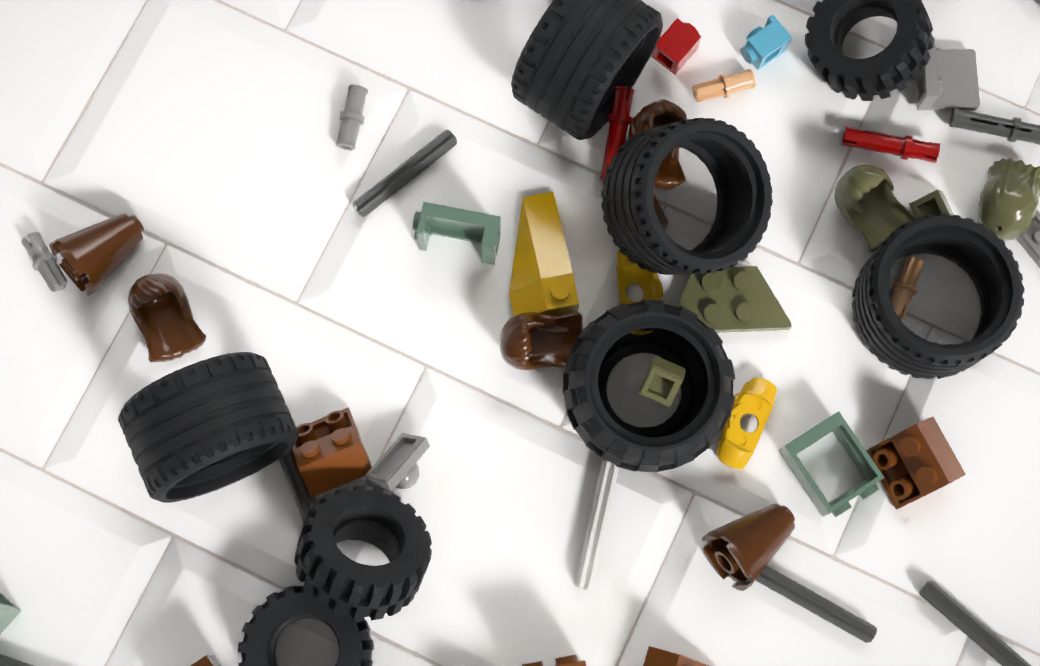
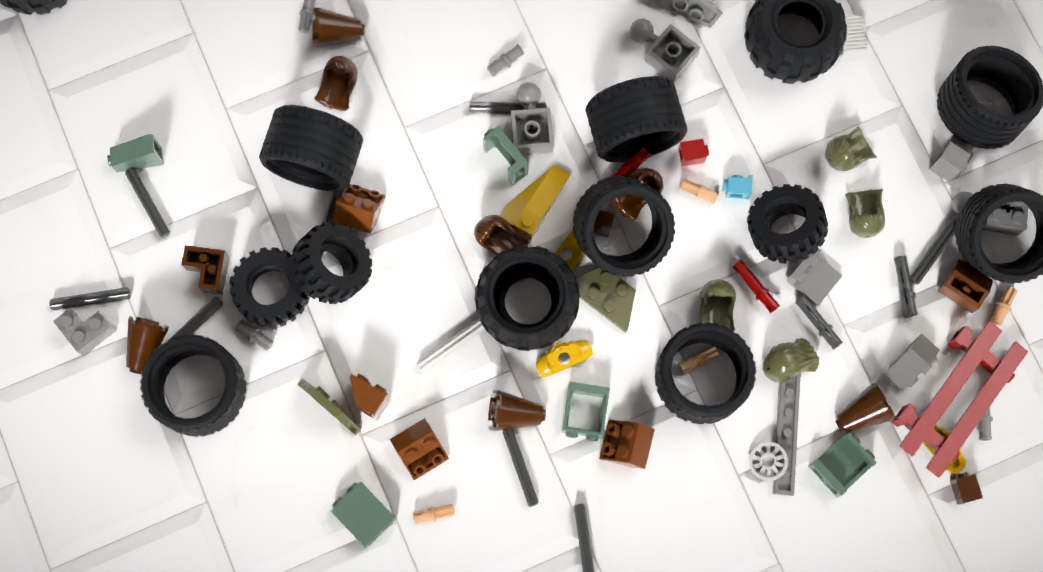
camera: 40 degrees right, 0 degrees up
(398, 464) = (384, 239): light grey tile -> none
(461, 157) = (533, 119): none -> light grey brick
(662, 381) = (530, 296): olive slope -> none
(932, 203) = (751, 334): olive slope -> none

